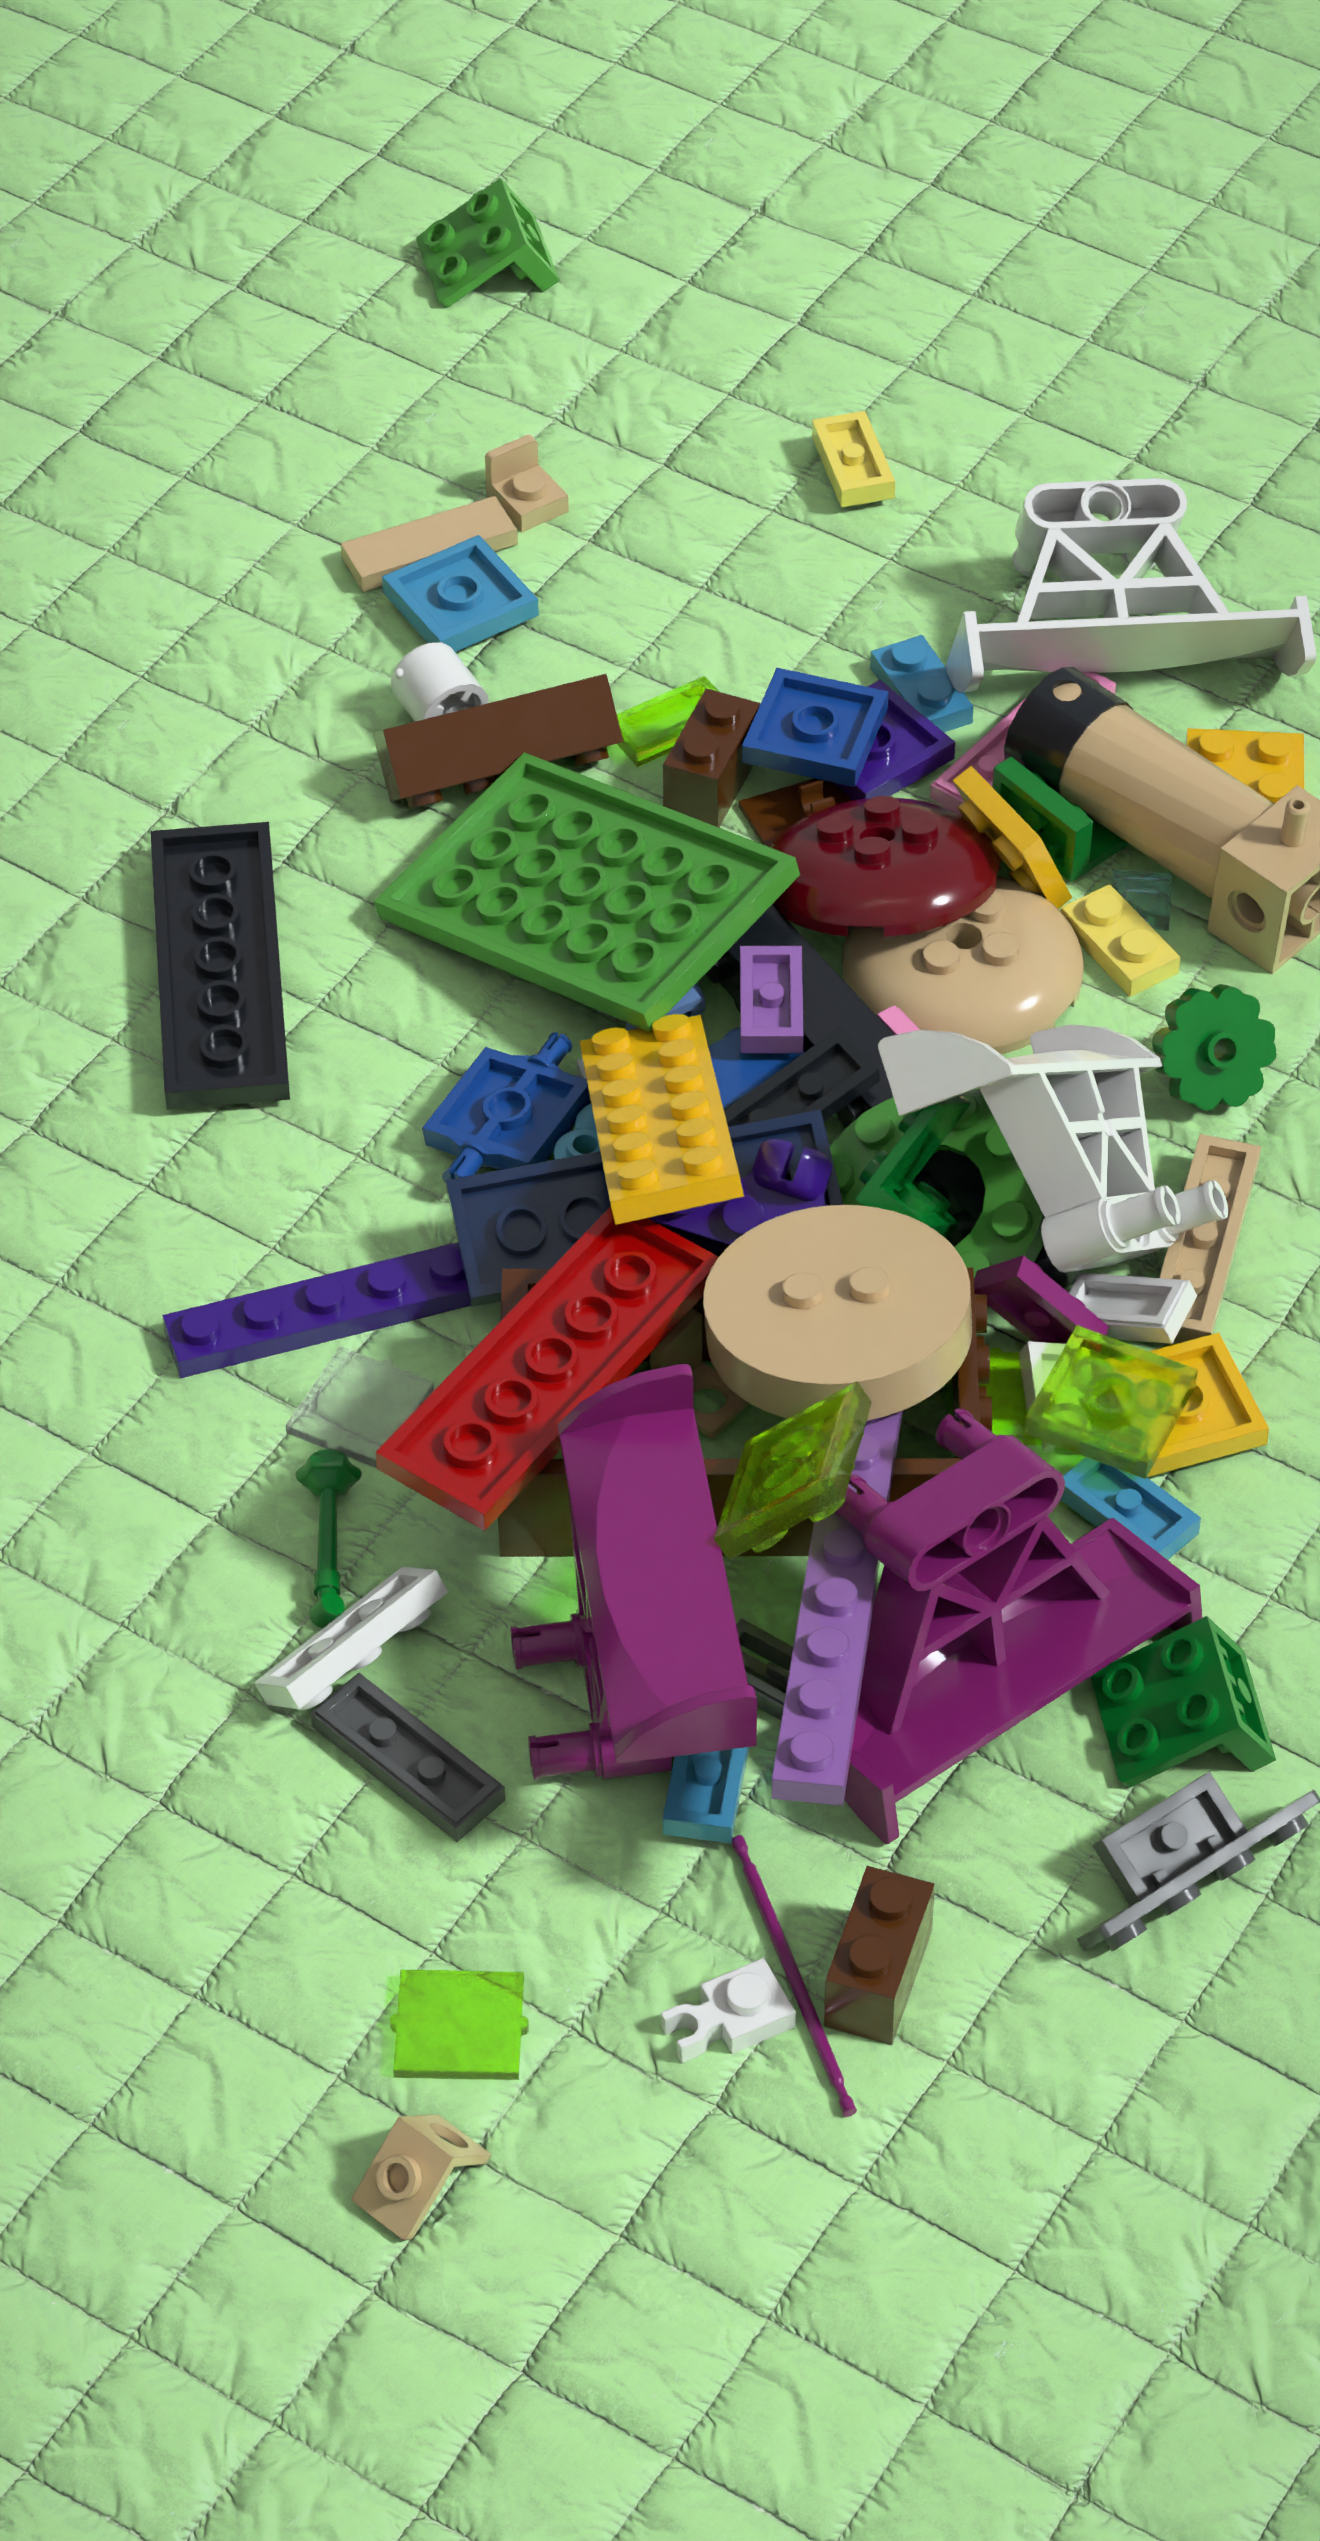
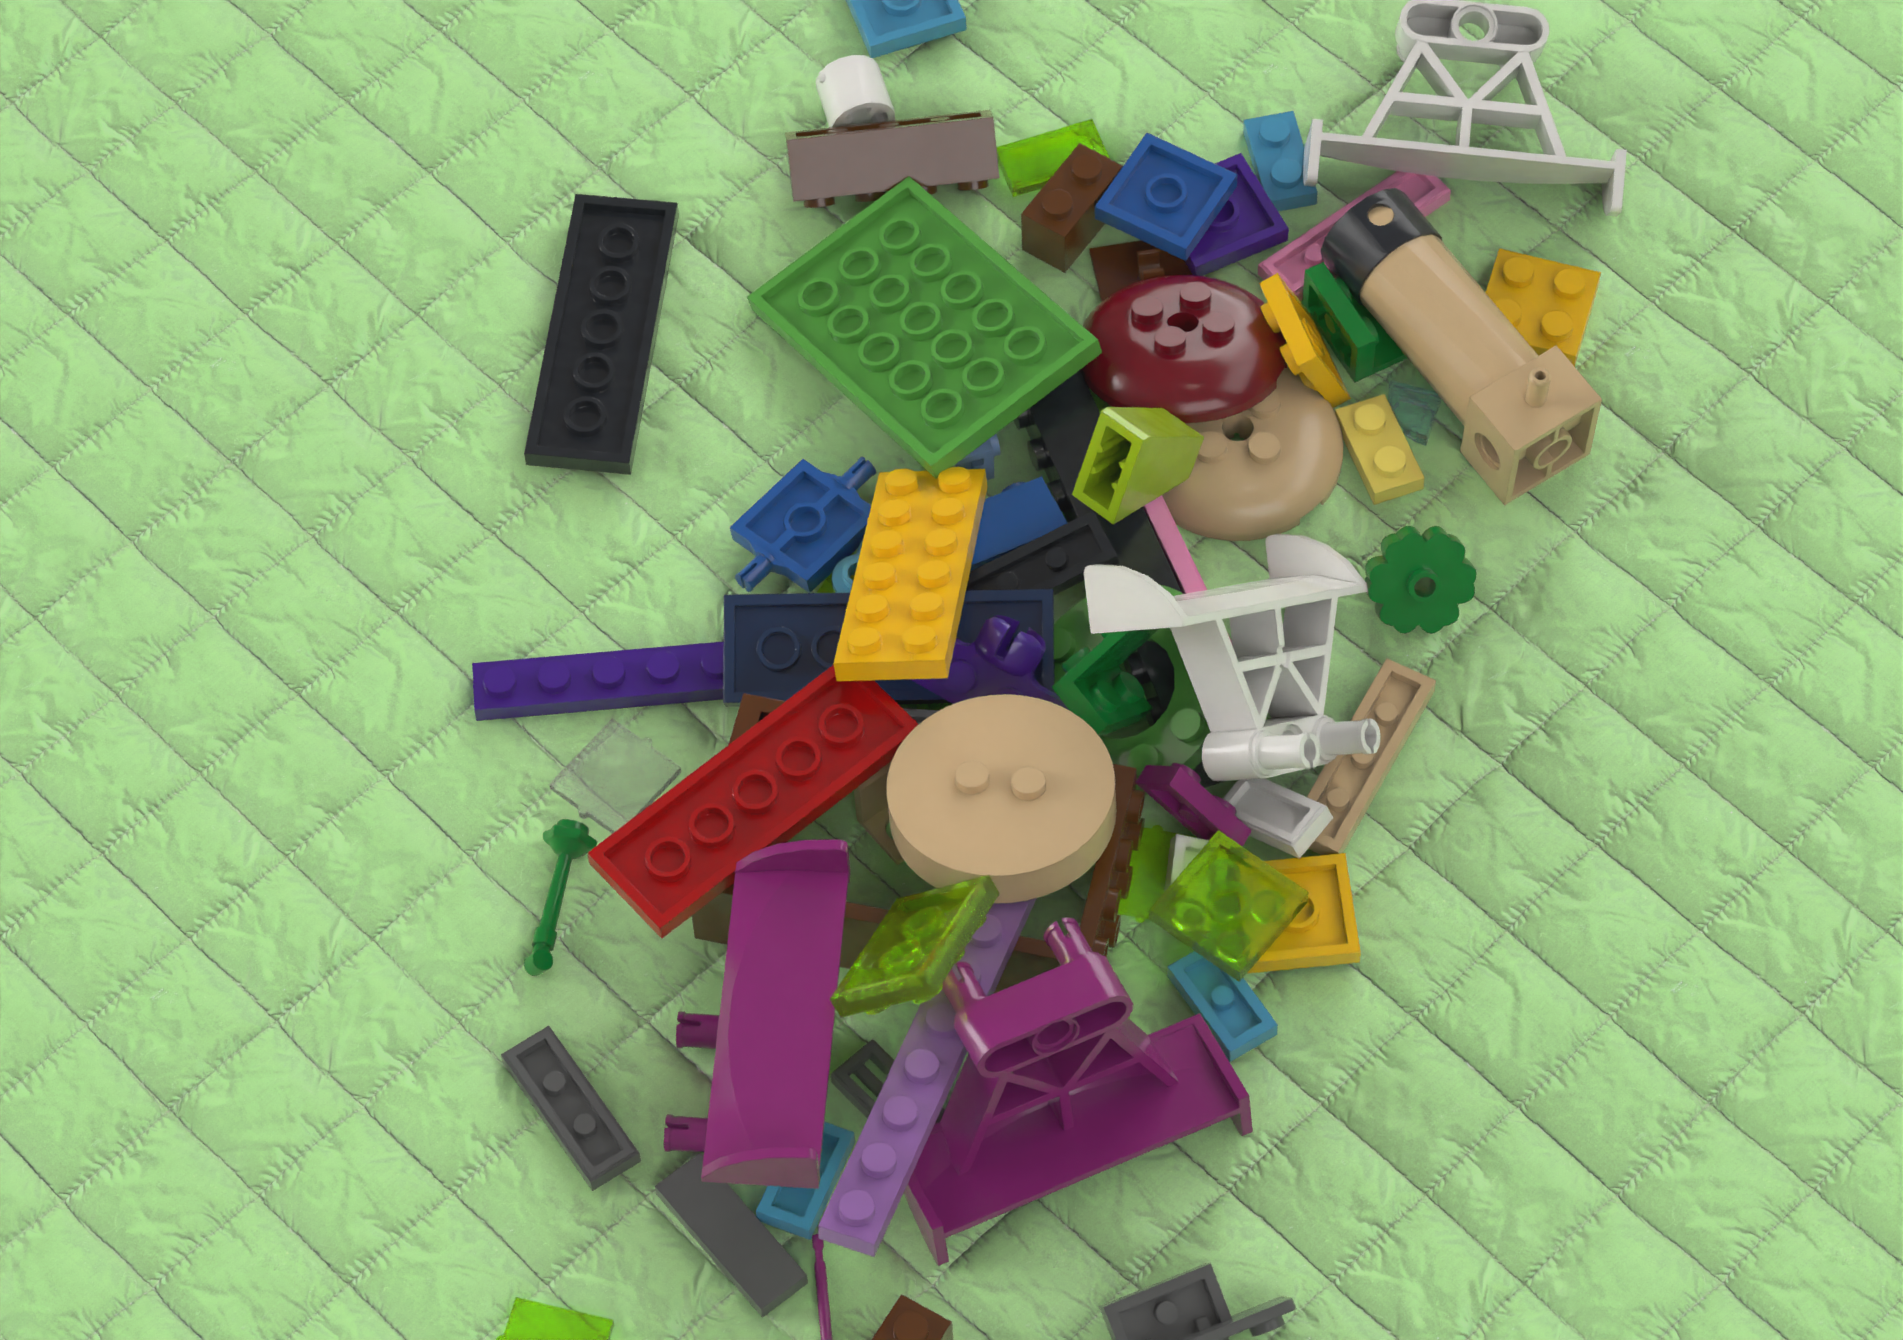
camera: 15 degrees right, 10 degrees up
(352, 1639) = (550, 995): white plate -> none
(637, 1855) = (732, 1237): none -> dark grey tile
(771, 999) = (1047, 467): medium lavender plate -> none
(870, 970) = (1135, 460): none -> lime slope
(1180, 1702) = (1214, 1192): green bracket -> none

